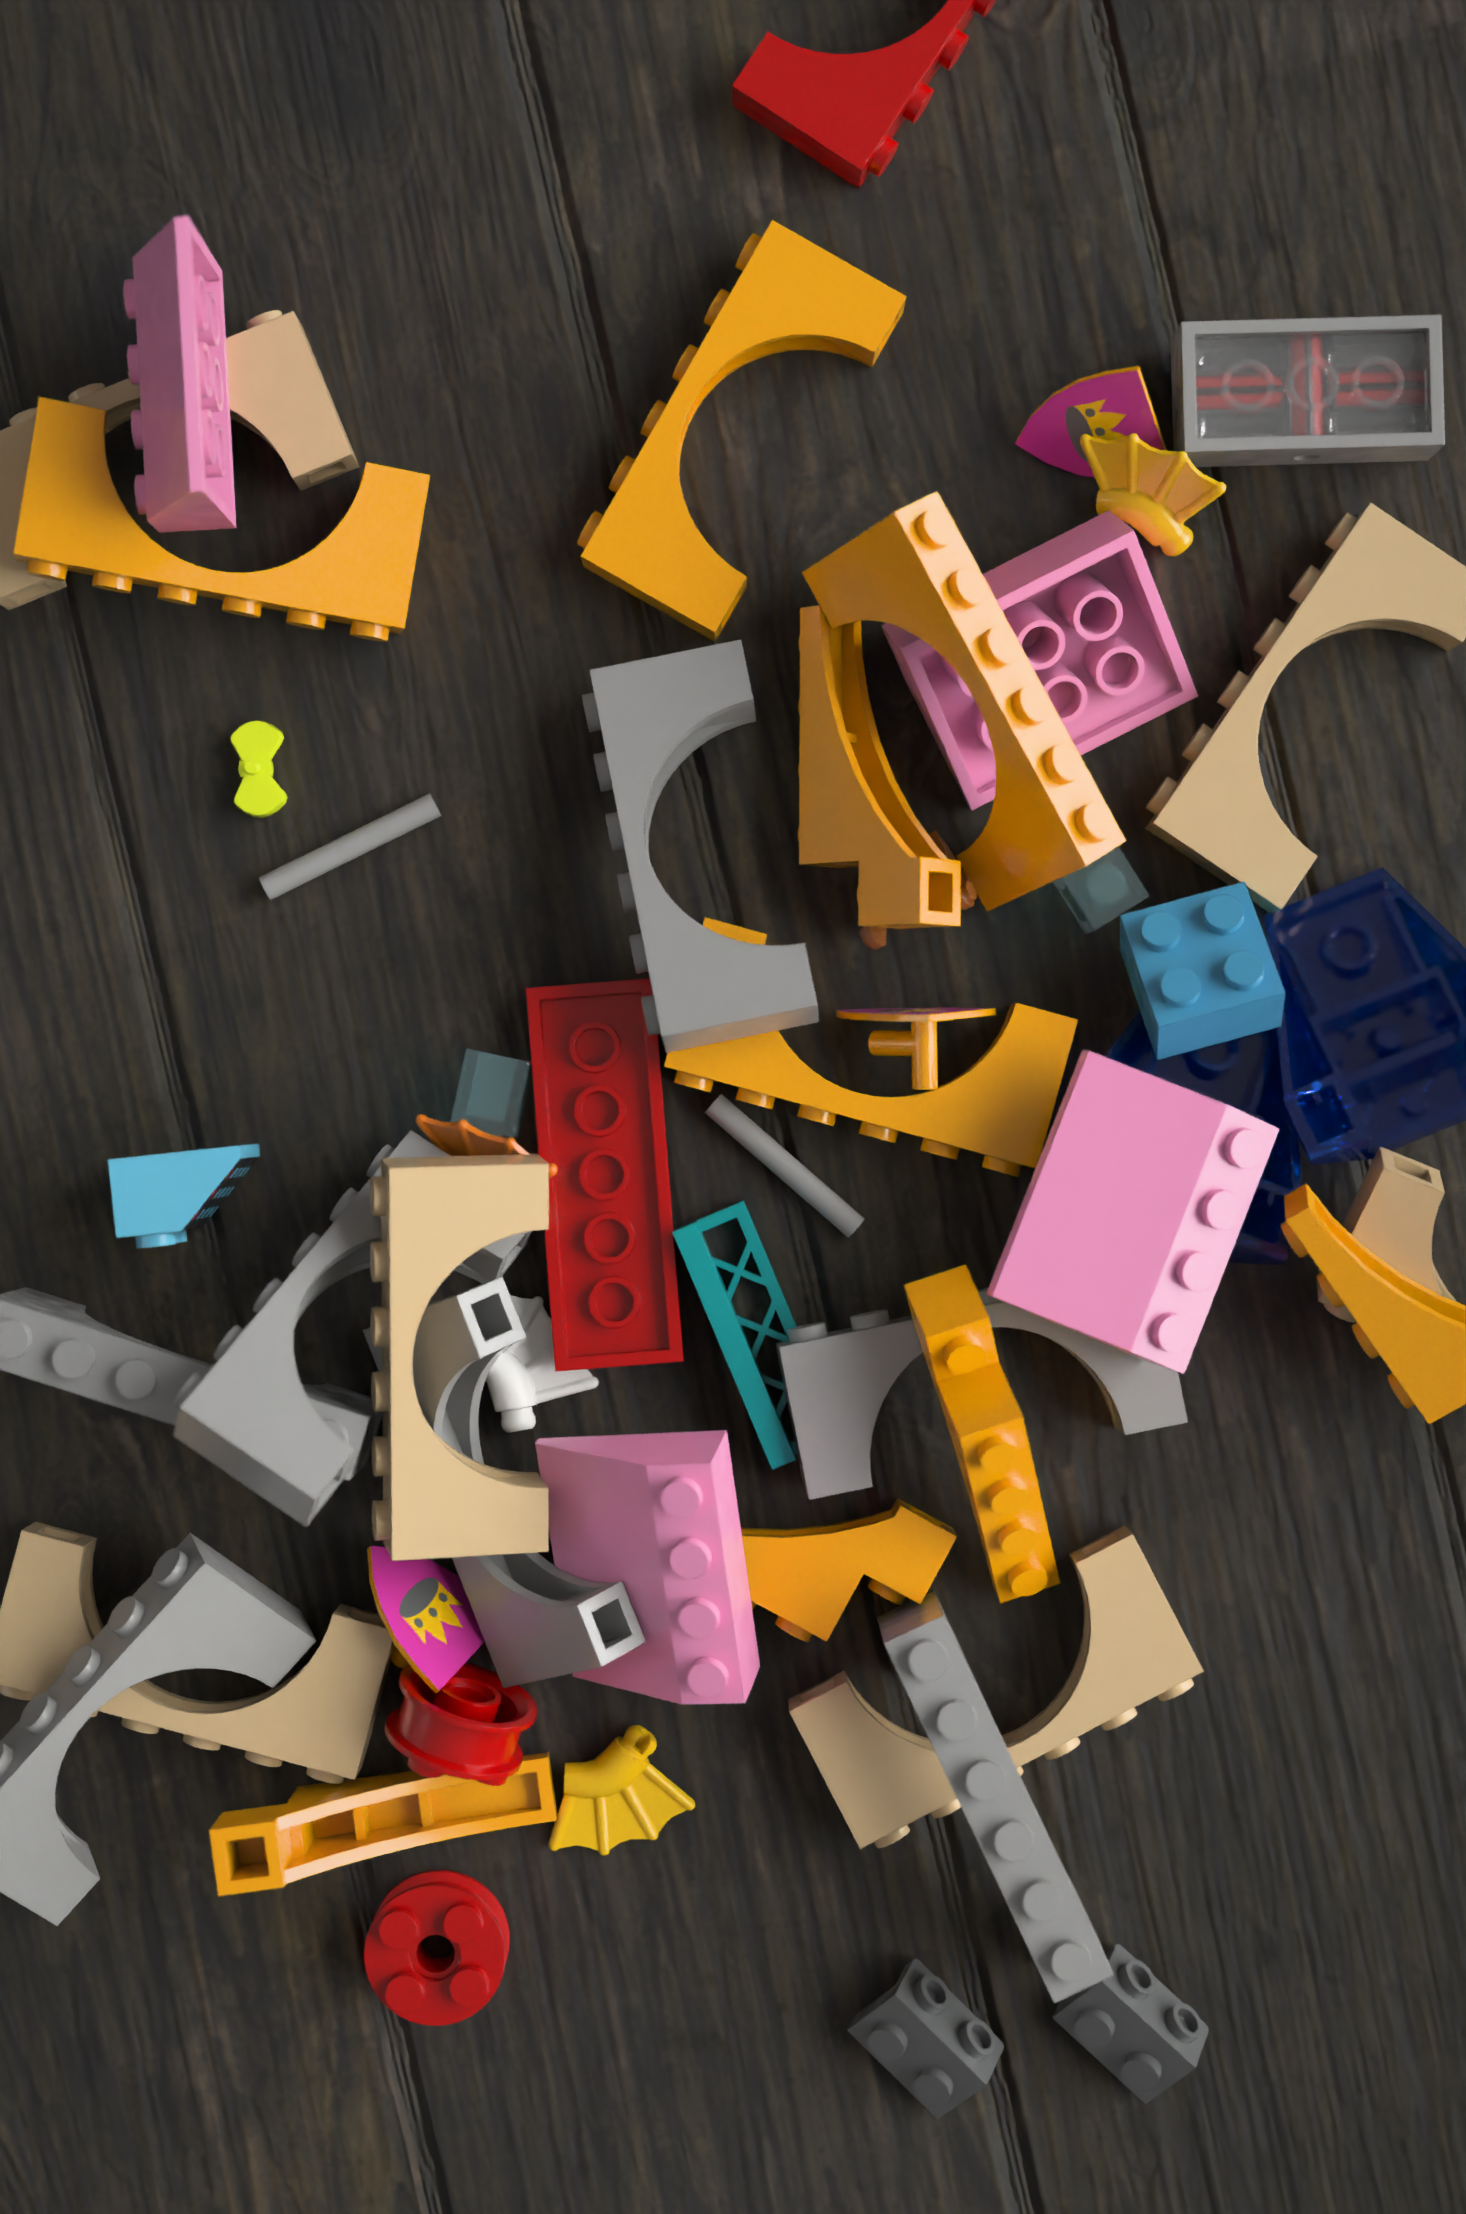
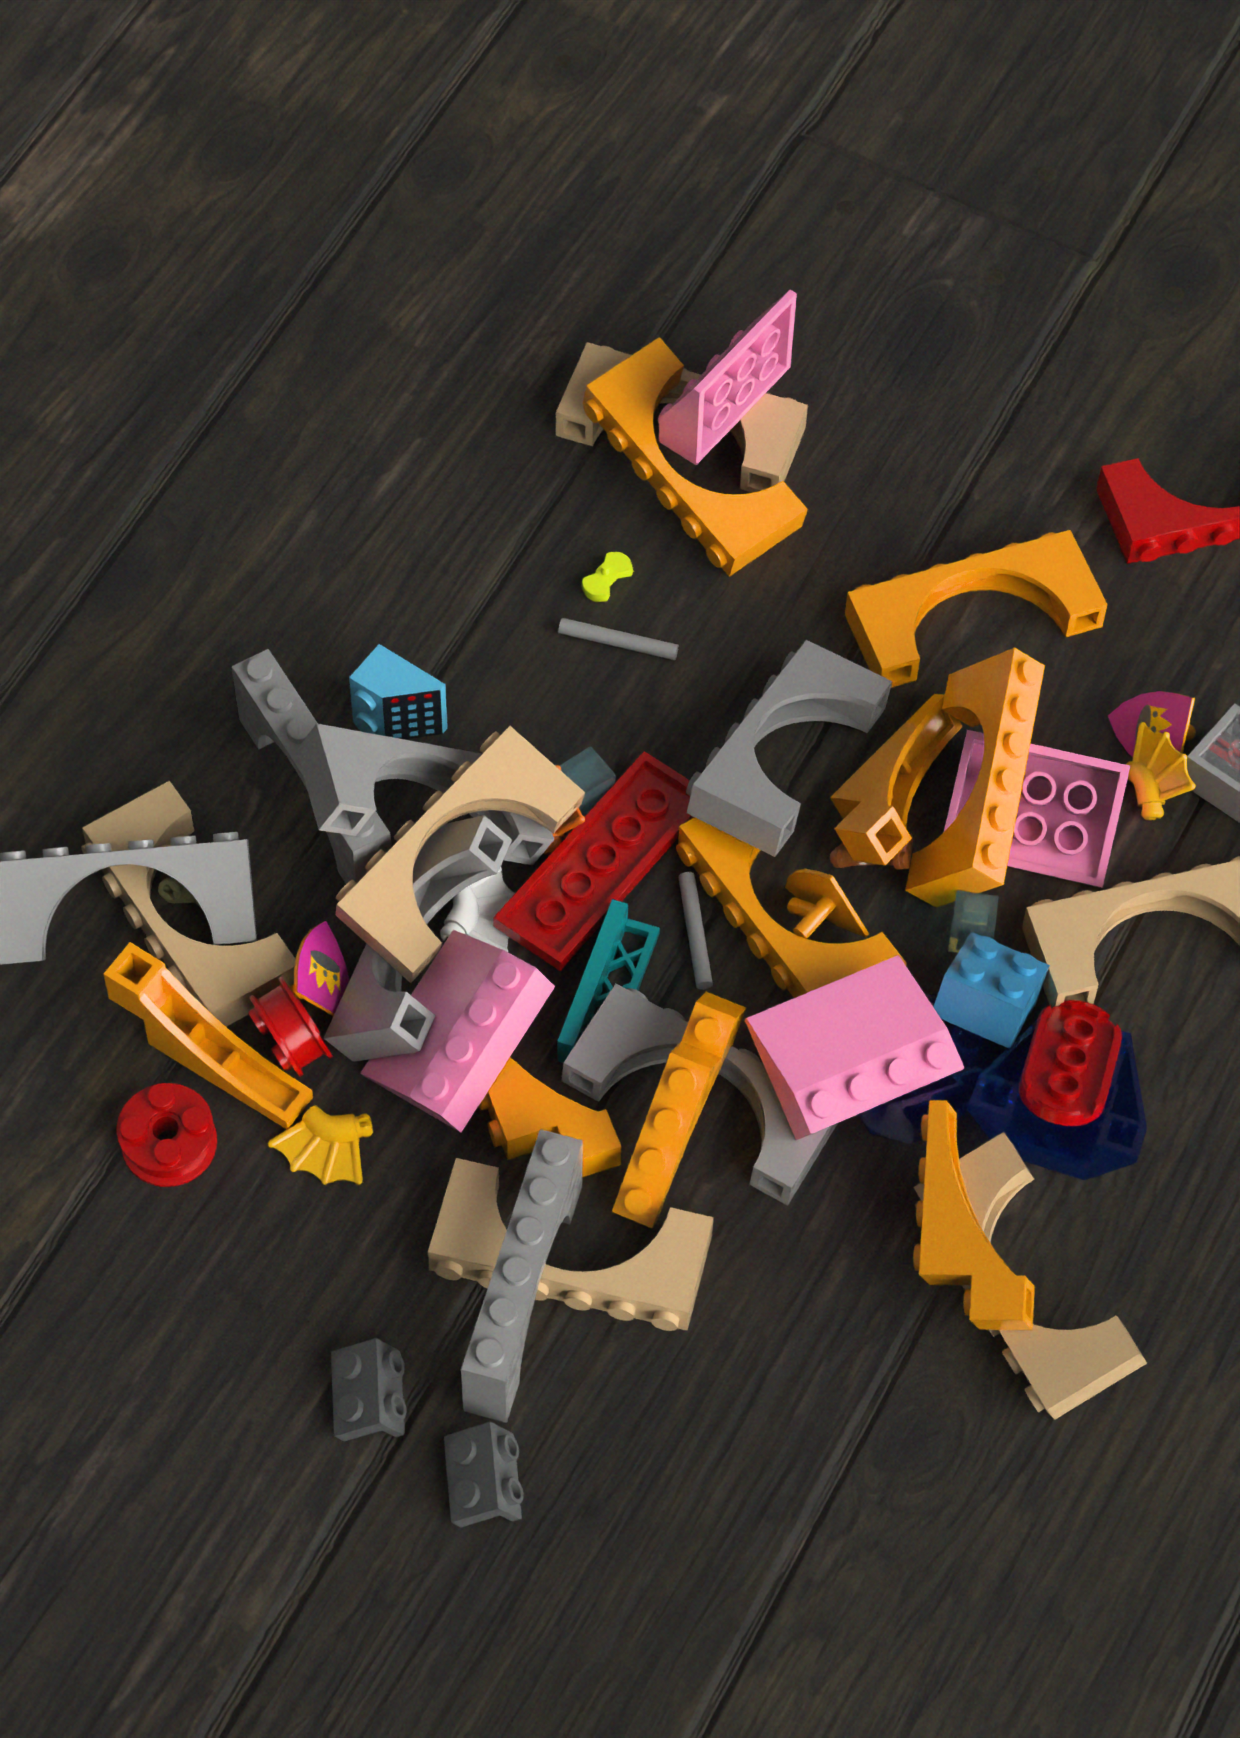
camera: 35 degrees right, 30 degrees down
(1367, 989) = (1070, 1063): none -> red tile

